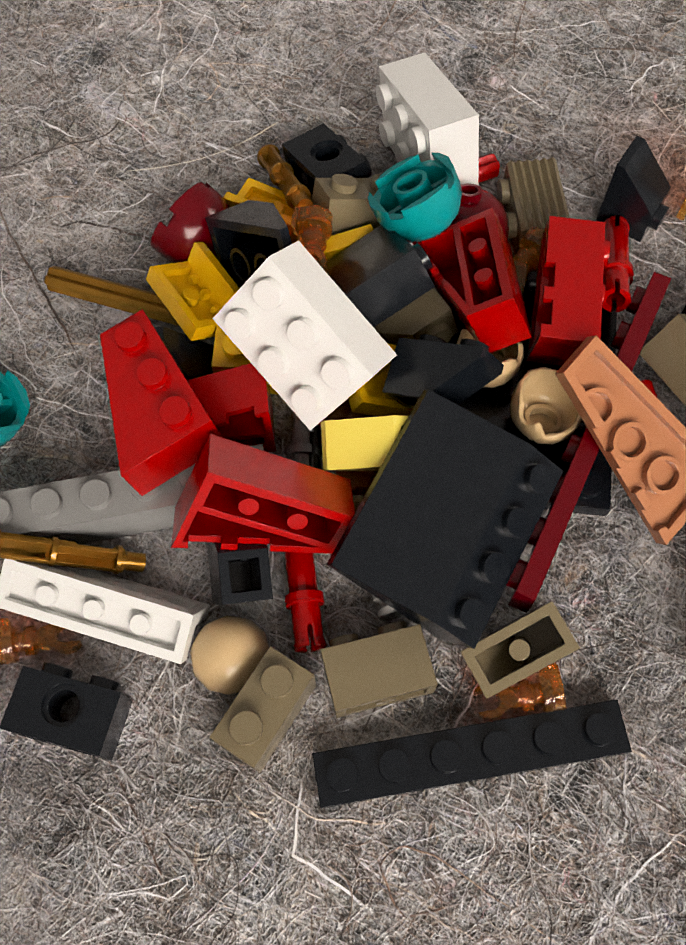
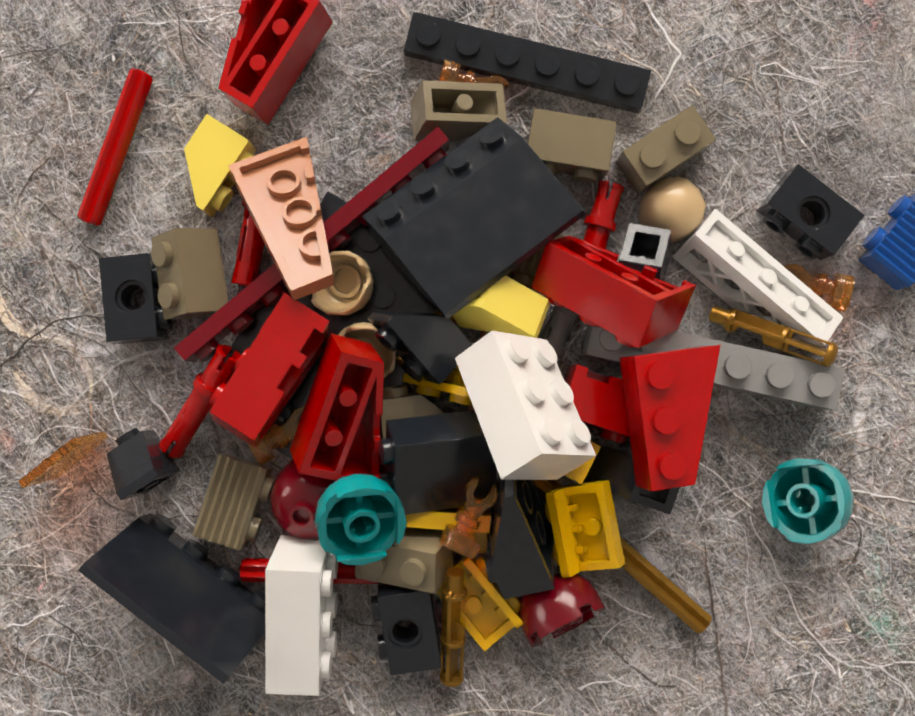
camera: 160 degrees left, 20 degrees up
(544, 95) = (181, 593): none -> black slope

